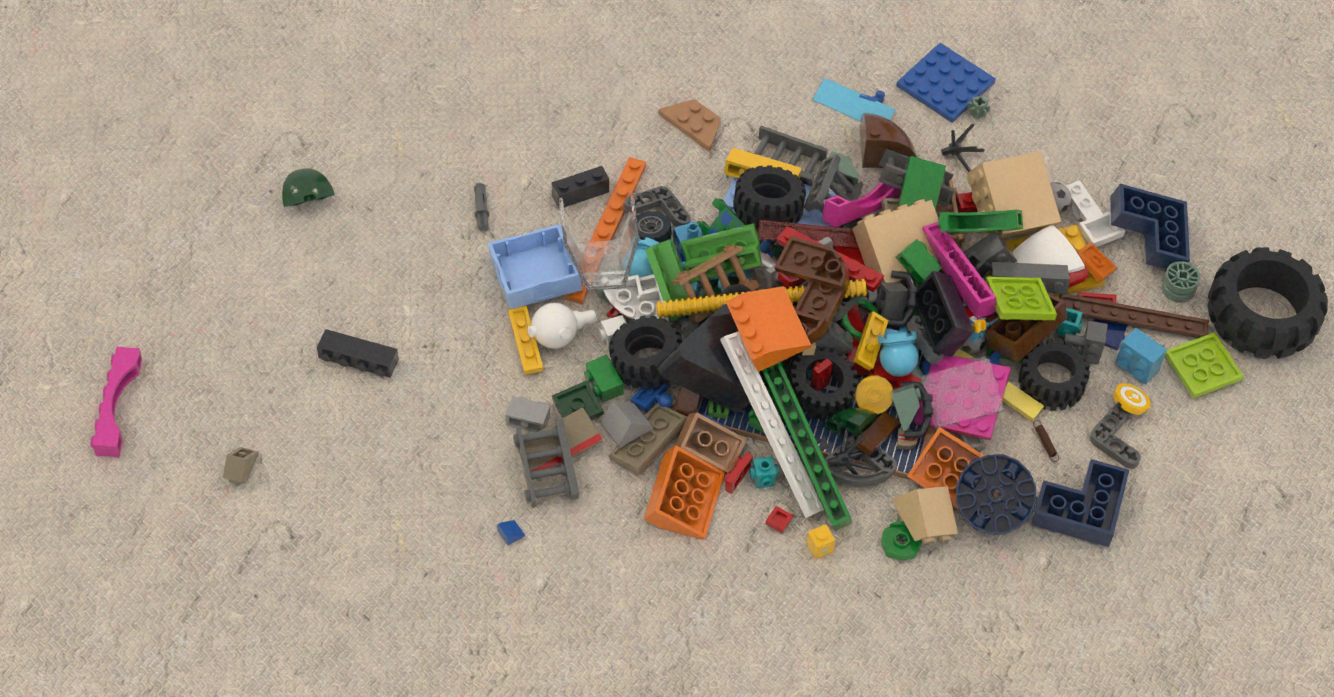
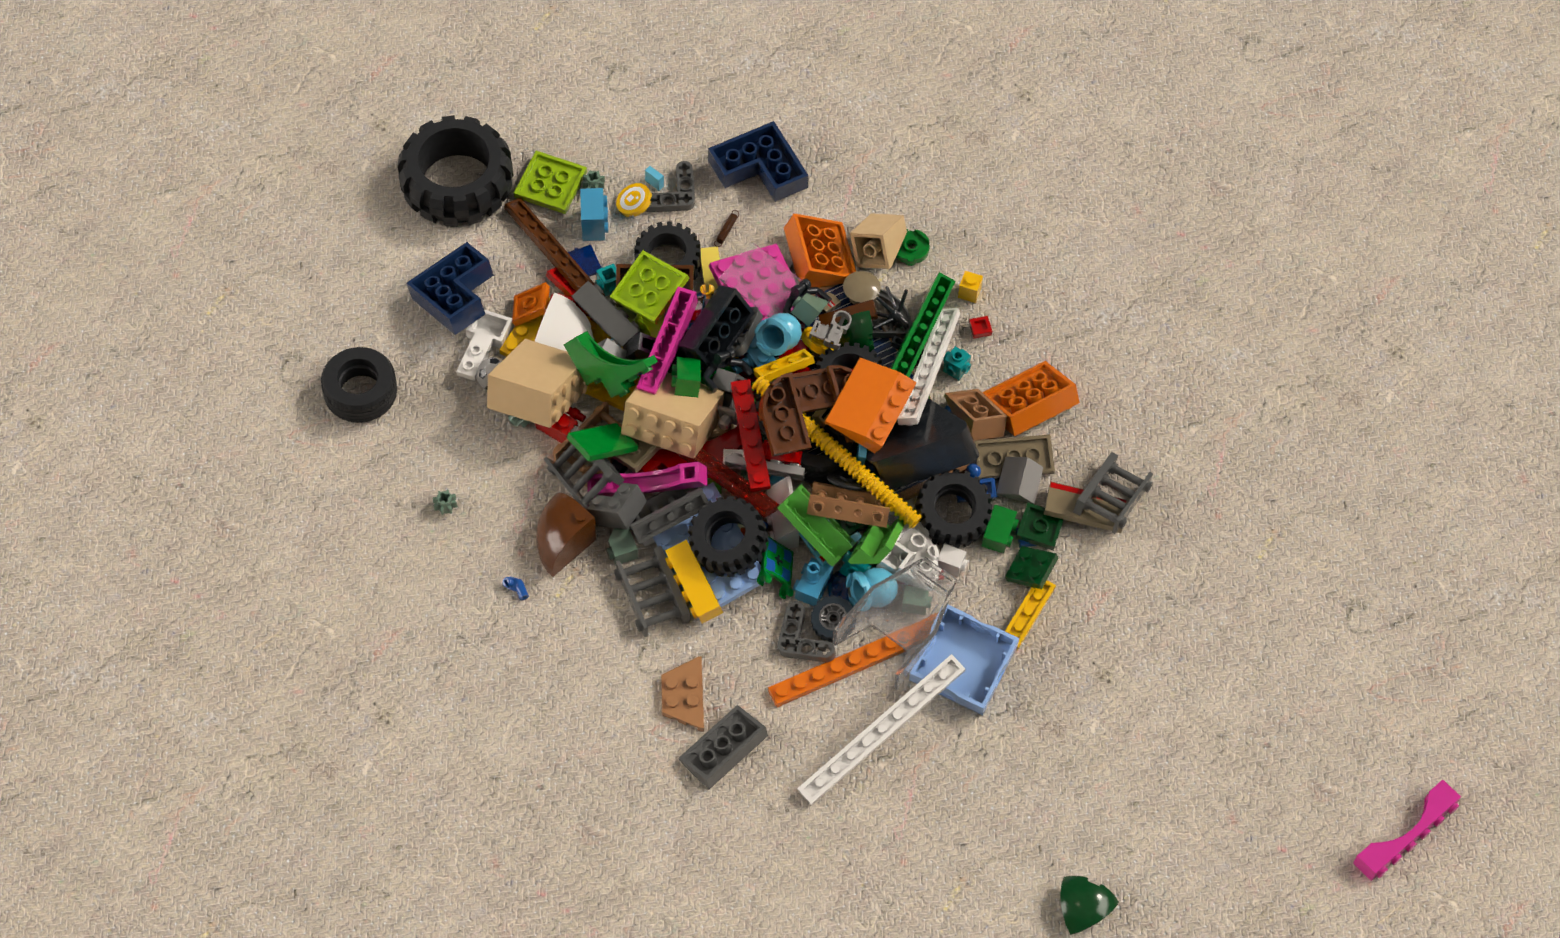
camera: 135 degrees left, 5 degrees up
(239, 464) = (1347, 692): dark tan slope -> none
(357, 353) = (1174, 710): black brick -> none
(481, 206) = (952, 756): dark grey axle -> none
(510, 531) = (1183, 476): blue slope -> none
(527, 414) = (1086, 549): light grey brick -> none
(541, 183) = (881, 729): none -> white plate
(553, 368) = (1031, 567): none -> dark green plate
(557, 325) = (998, 591): white piece -> none
(580, 186) = (848, 705): black brick -> none
(634, 110) = (723, 746): none -> dark grey slope
(741, 468) = (974, 379): red plate -> none
(848, 101) = (539, 597): medium azure sticker -> none
(863, 171) = (619, 509): none -> dark grey brick
(869, 387) = (831, 333): none -> light grey piece
(893, 462) = (861, 287): none -> dark tan dish
(945, 82) = (437, 551): blue plate -> none
(955, 147) = (508, 484): black plant -> none
(994, 474) = (821, 204): dark blue brick -> none
(1091, 342) = (613, 248): dark grey brick -> none
(1121, 141) = (366, 405): none -> black tyre
(1140, 429) = (654, 178): none -> medium azure tile
(1176, 389) = (593, 180): none -> sand green gear
(1180, 281) = (488, 241): sand green wheel -> none

